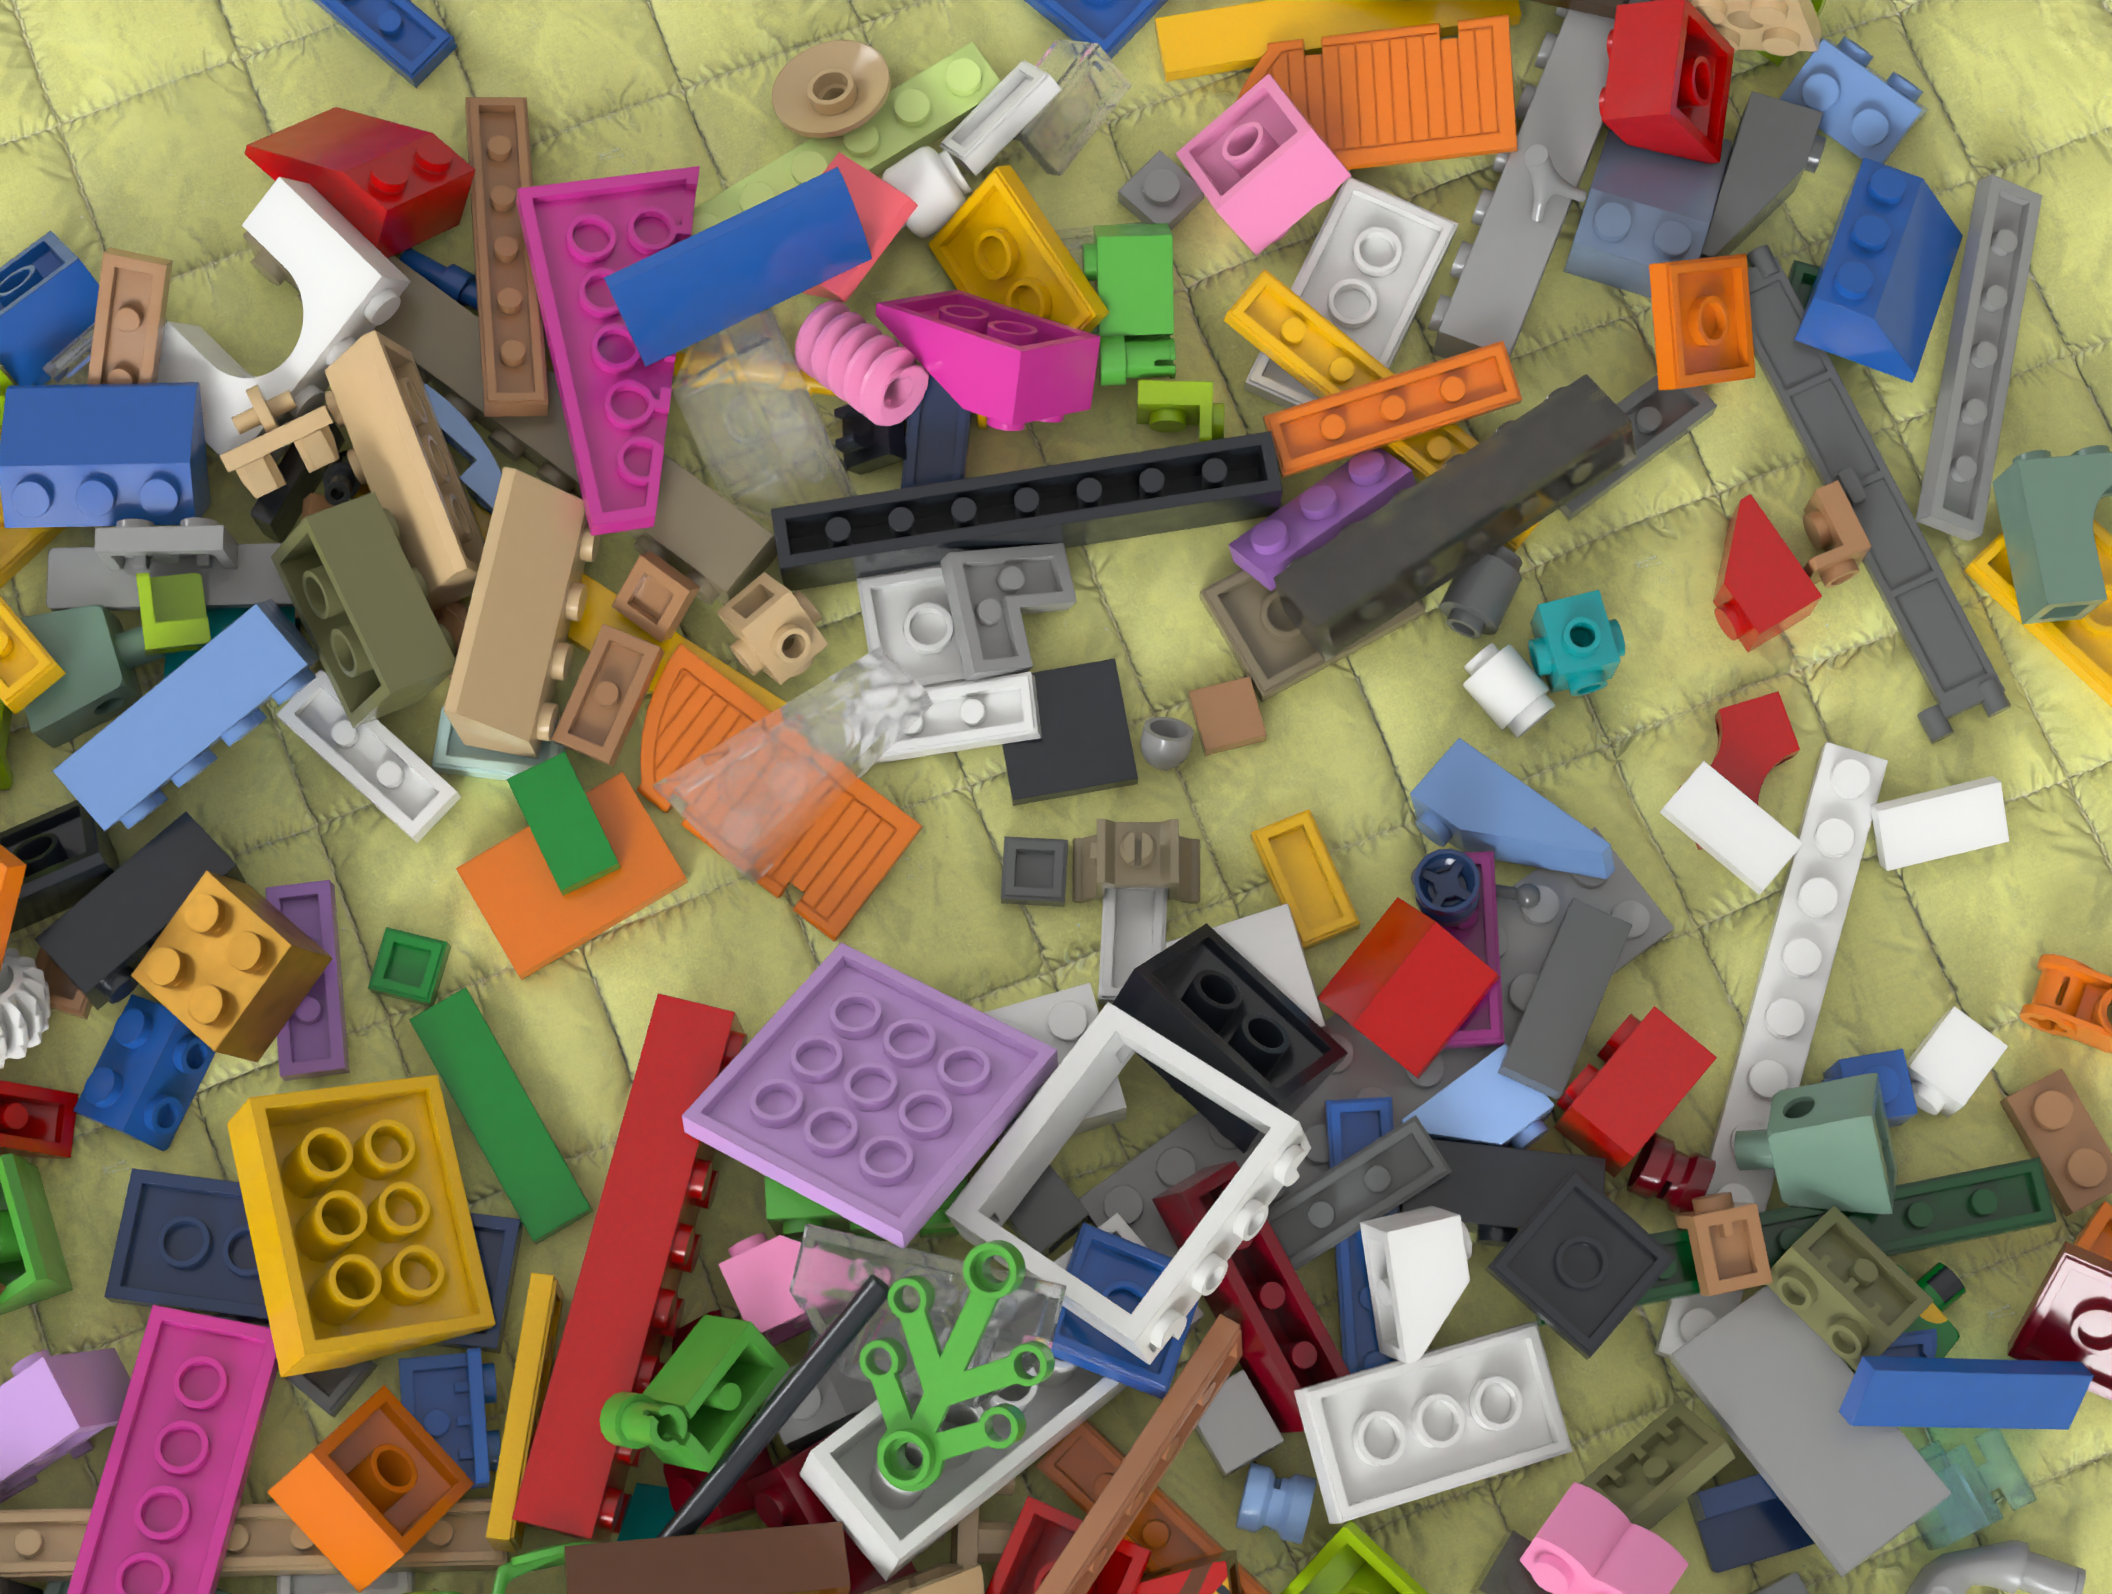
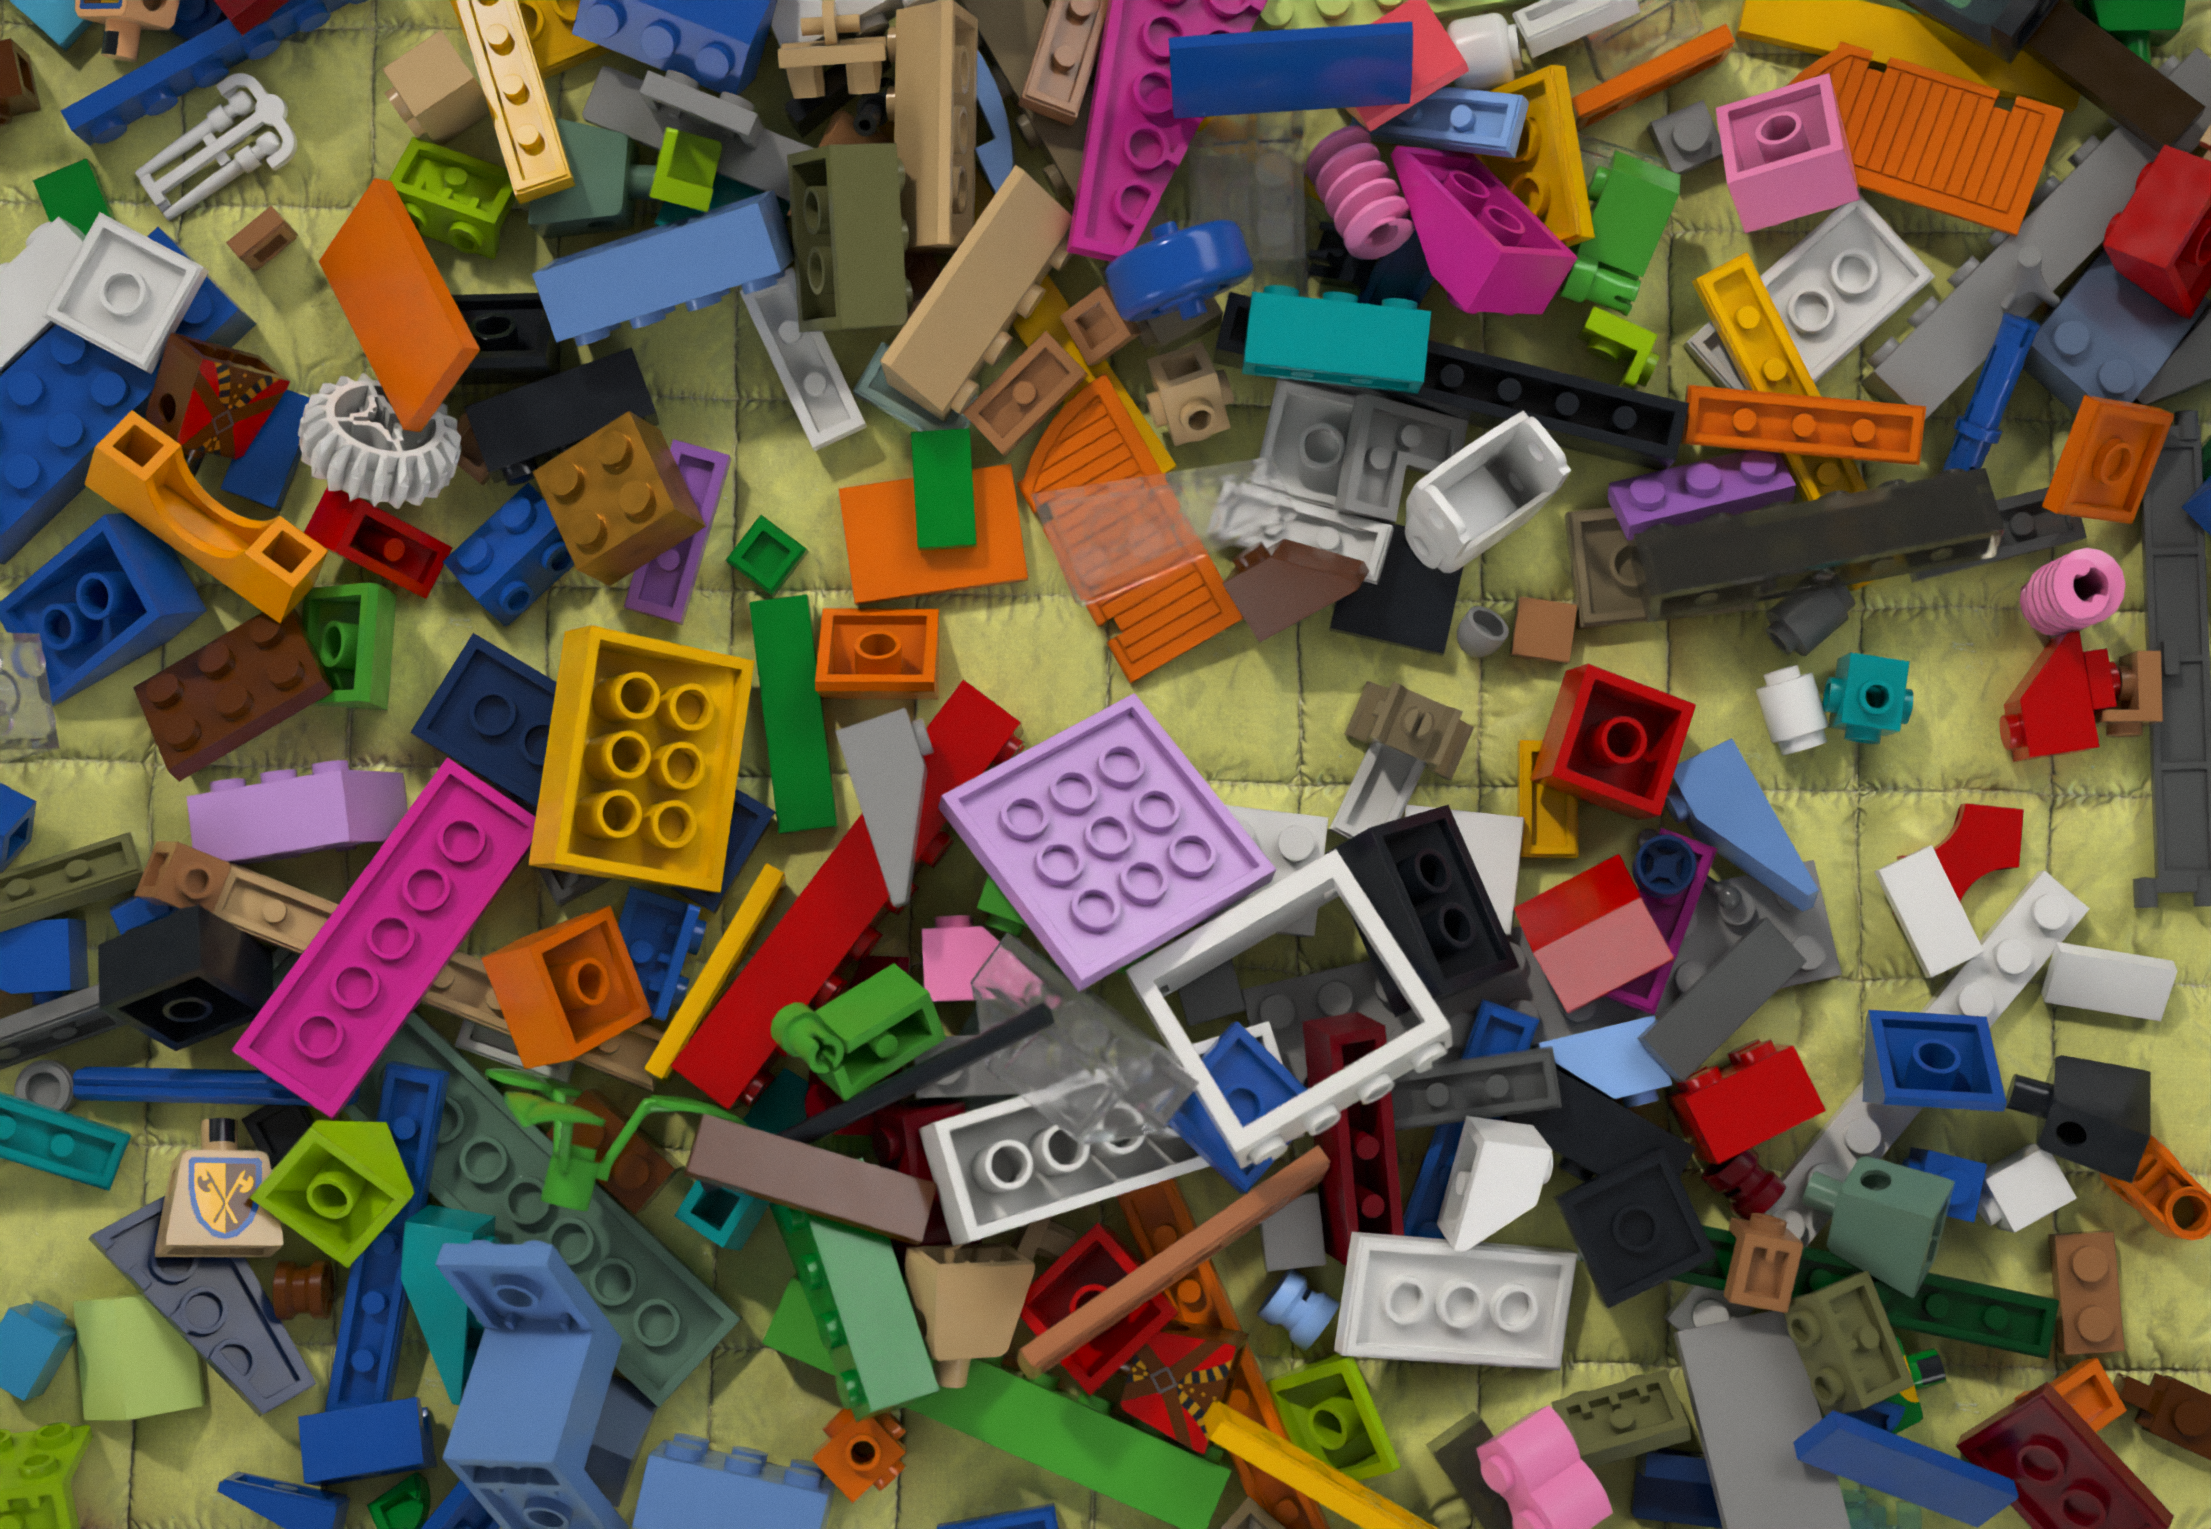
camera: 20 degrees right, 10 degrees up
(564, 1018) = (878, 654): none -> orange slope
(624, 1124) = (890, 784): none -> light grey slope
(709, 503) = (1179, 270): none -> blue wheel
(896, 508) = (1336, 339): none -> teal brick
(929, 260) = (1459, 122): none -> light blue tile
(945, 1373) = (1069, 1112): bright green plant -> none
(950, 770) = (1289, 583): none -> reddish brown slope
(1034, 871) = (1323, 695): dark grey tile -> none
(1096, 607) = (1483, 493): none -> white piece
(1101, 147) = (1652, 77): none -> orange tile
(1343, 791) = (1613, 742): none -> red brick
(1562, 303) = (1992, 392): none -> blue pin
(1727, 459) = (2073, 592): none -> bright pink piece
(1795, 531) = (2102, 679): none -> red plate
(1801, 973) = (1931, 1061): none -> blue slope
(1980, 957) = (2089, 1113): none -> black torso

